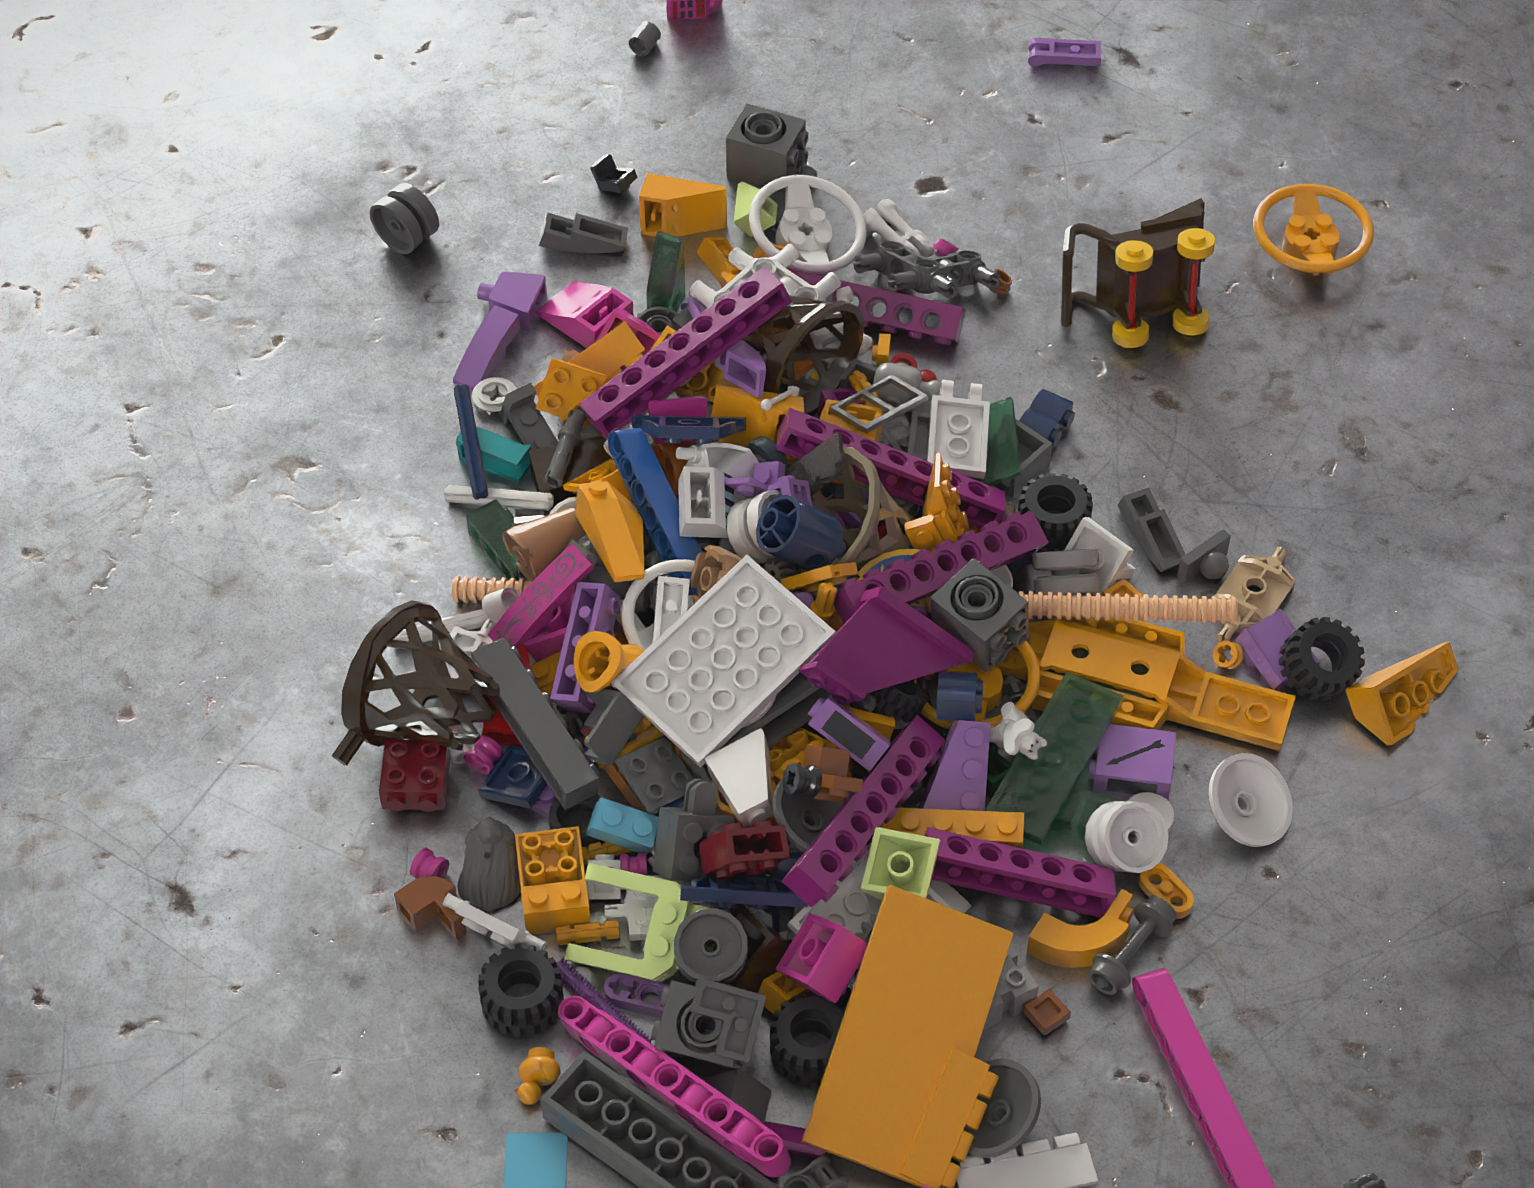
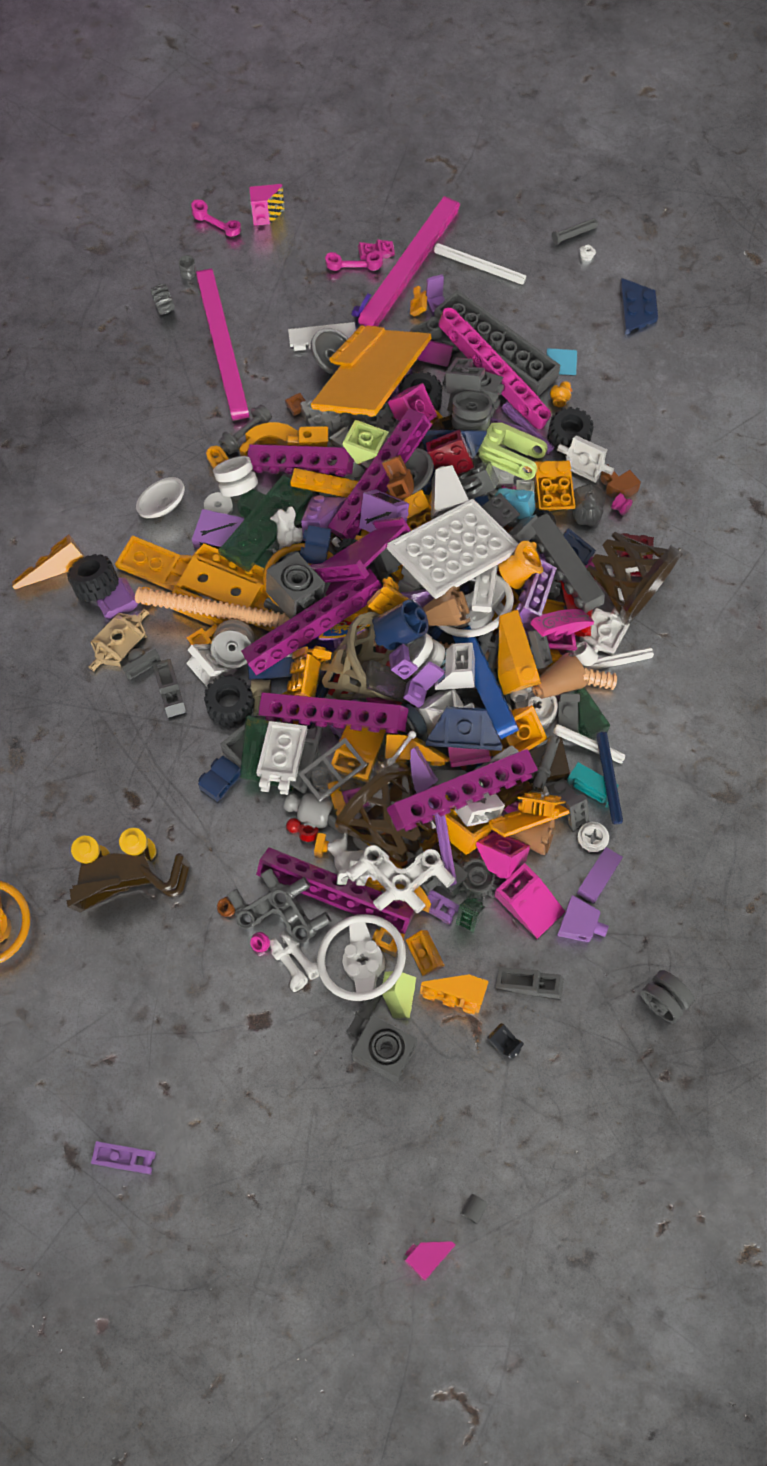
camera: 175 degrees left, 15 degrees up
(802, 780) = (415, 472): black wheel -> none
(1009, 909) = (309, 437): none -> light orange torso

